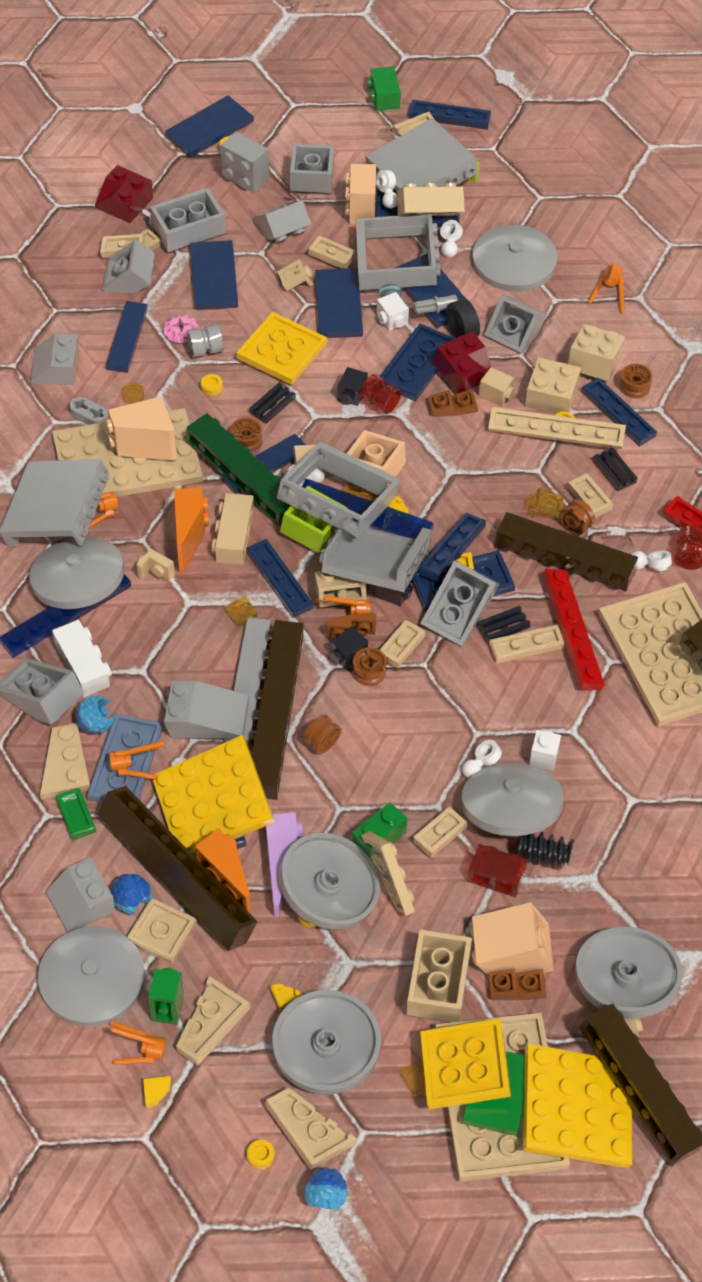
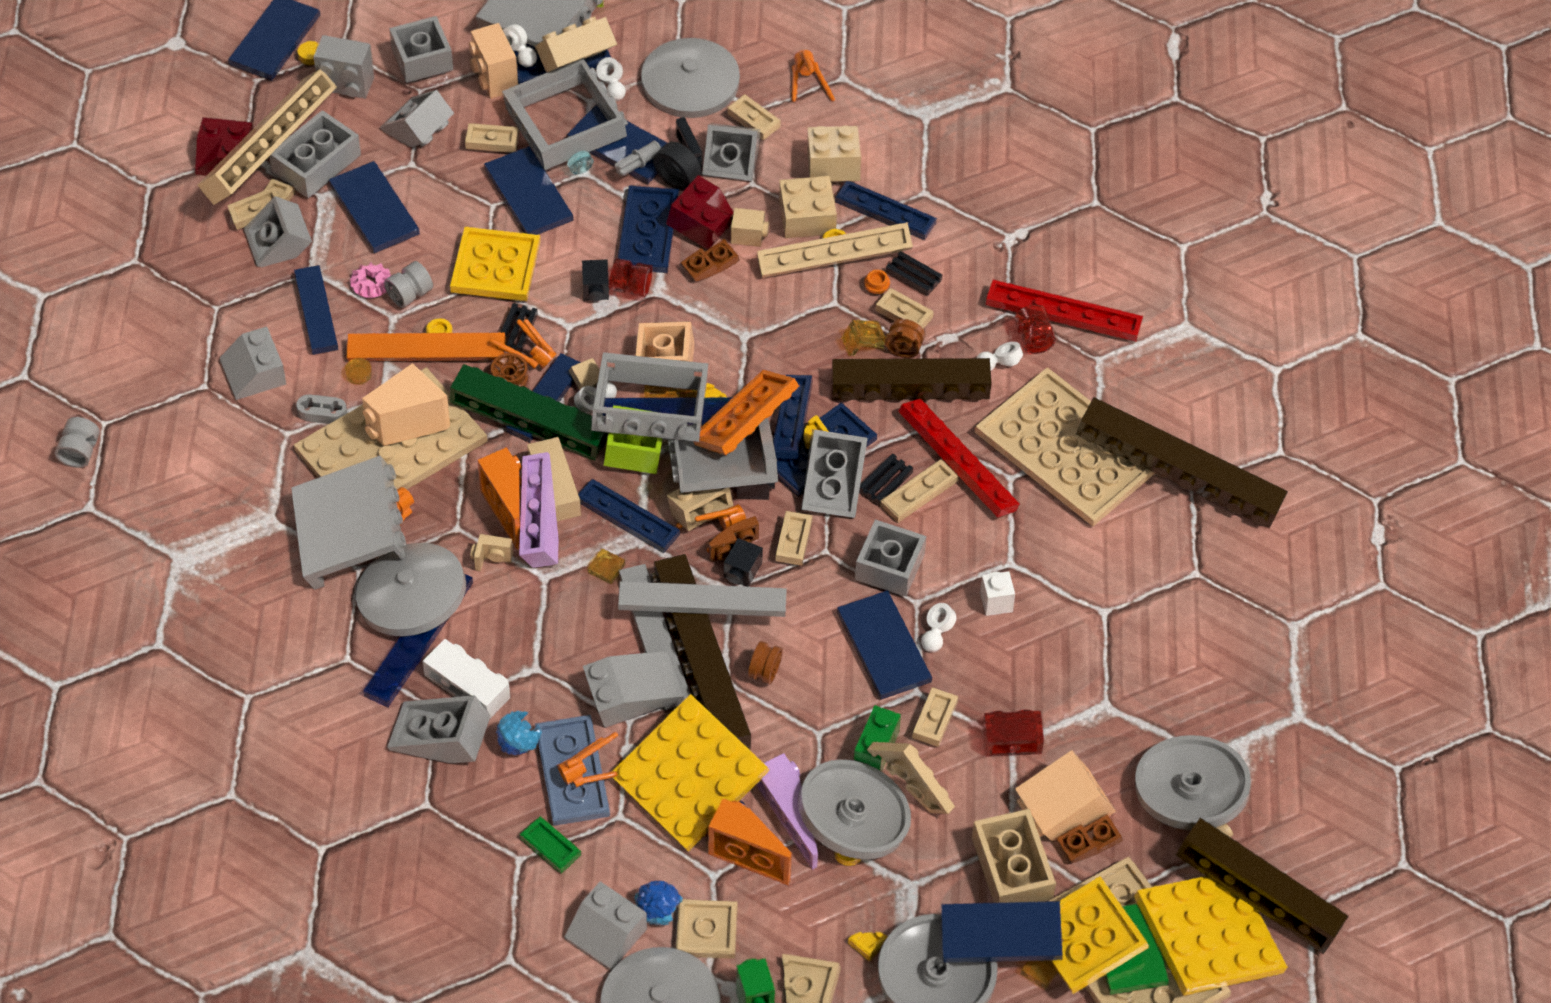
camera: 25 degrees left, 0 degrees up
(65, 763) = (510, 796): tan wing -> none
(154, 193) = (266, 136): none -> tan brick
(177, 868) = (691, 857): dark brown brick -> none
(193, 392) = (424, 346): none -> orange tile
(202, 551) = (538, 512): none -> lavender slope
(278, 427) = (541, 353): none -> orange plant
(296, 274) = (466, 176): tan bracket -> none
(296, 663) = (702, 599): none -> light grey tile
(369, 675) = (774, 563): dark orange wheel -> none
(392, 311) = (594, 182): white brick -> none
(393, 1031) = (1001, 932): none -> dark blue tile
(409, 527) = (745, 411): none -> orange plate
(430, 757) = (884, 645): none -> dark blue tile
(469, 688) = (890, 558): none -> light grey brick
(484, 306) = (687, 138): none -> black tile
(512, 799) = (992, 655): light grey dish -> none
(546, 849) = (1050, 691): black piece -> none
(549, 303) = (754, 116): none -> tan plate
(580, 465) = (877, 282): none -> orange plate
(635, 380) = (887, 170): dark orange wheel -> none

